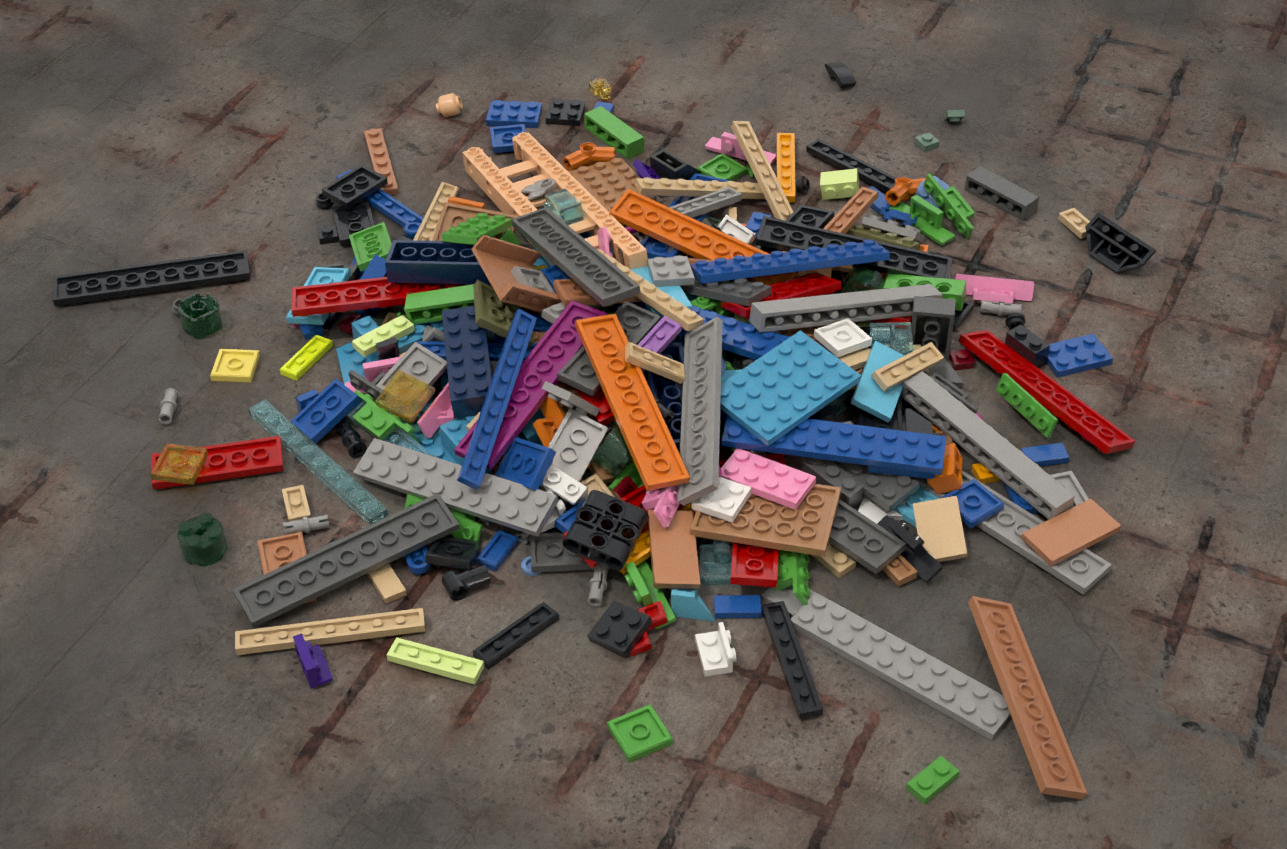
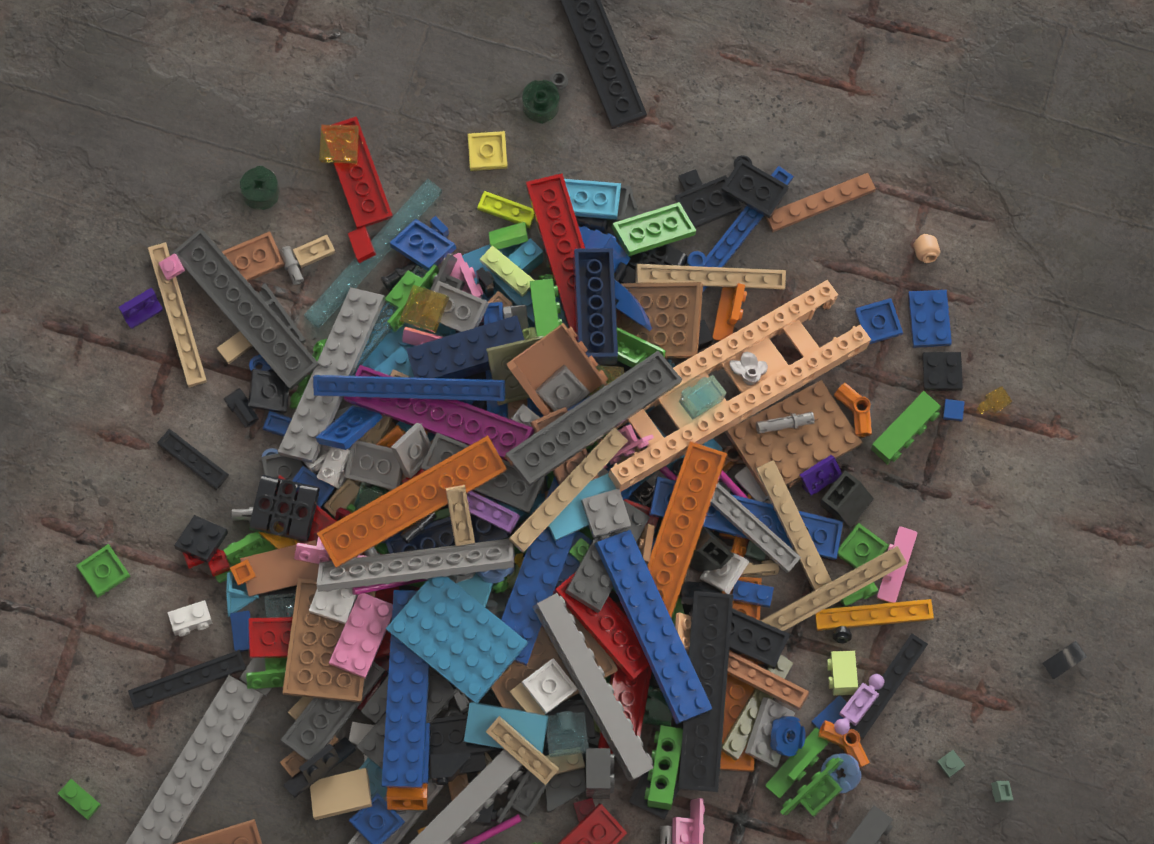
camera: 80 degrees right, 30 degrees up
(168, 406) = (422, 110): light grey pin -> none
(270, 622) = (171, 266): none -> bright pink plate
(304, 461) = (361, 244): none -> red tile
(340, 346) = (509, 236): none -> bright green tile
(435, 660) = (155, 402): yellowish green plate -> none
(474, 228) = (645, 322): bright green plate -> none
(595, 179) = (791, 421): none -> light grey pin
(674, 576) = (243, 572): none -> orange plate
(872, 173) = (859, 704): none -> lavender plate

